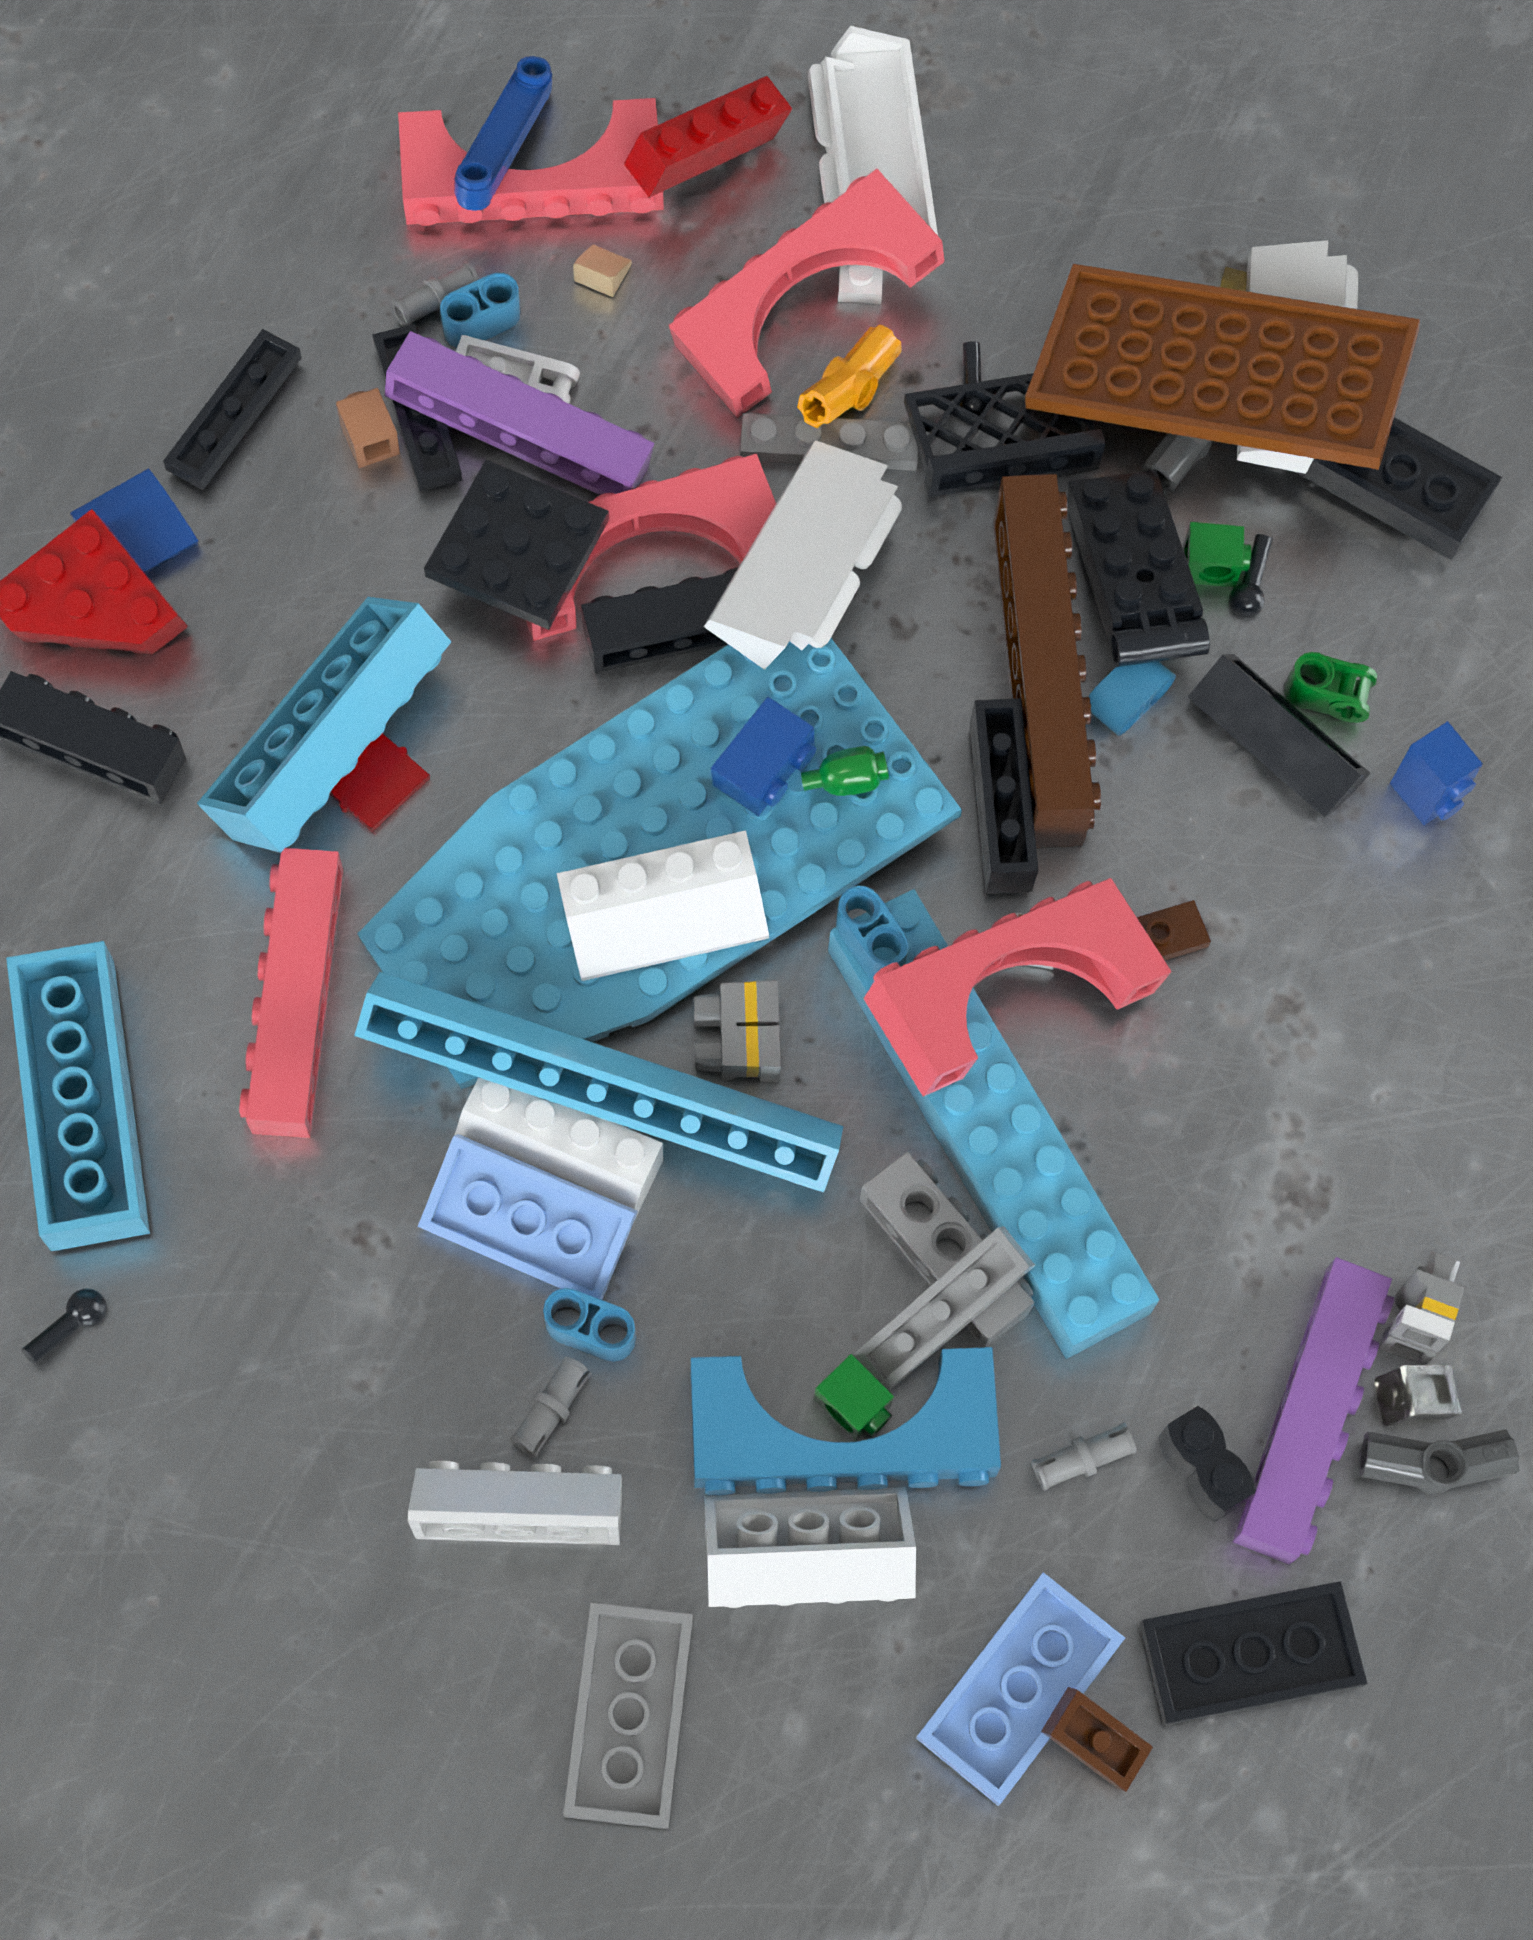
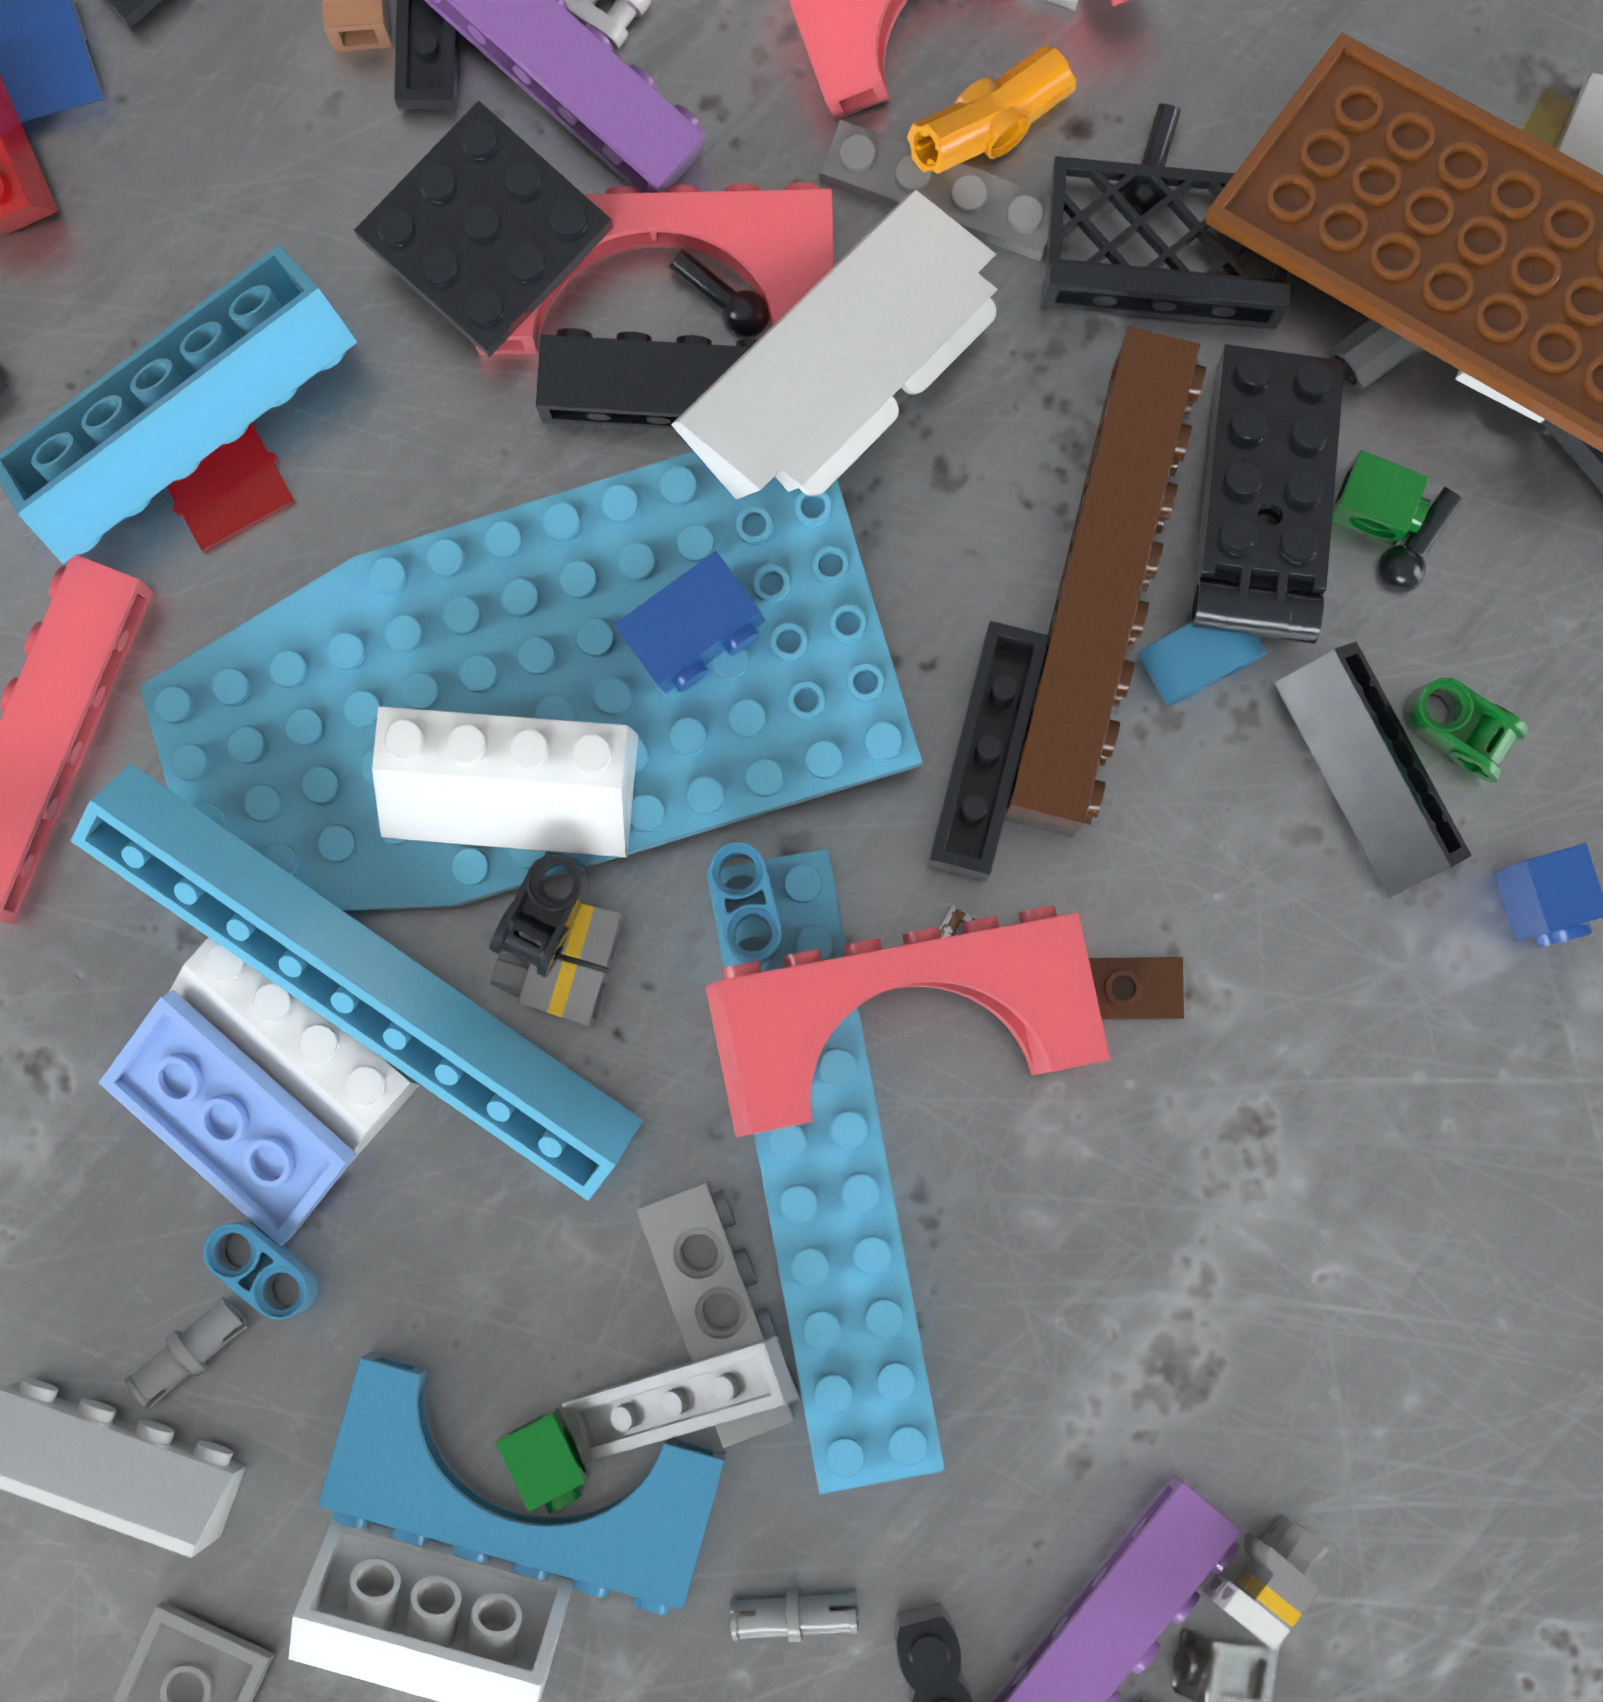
camera: 25 degrees right, 15 degrees up
(714, 558) = (743, 311): none -> black bar
(721, 995) = (541, 916): none -> black piece
(848, 772) = (790, 678): green plant -> none

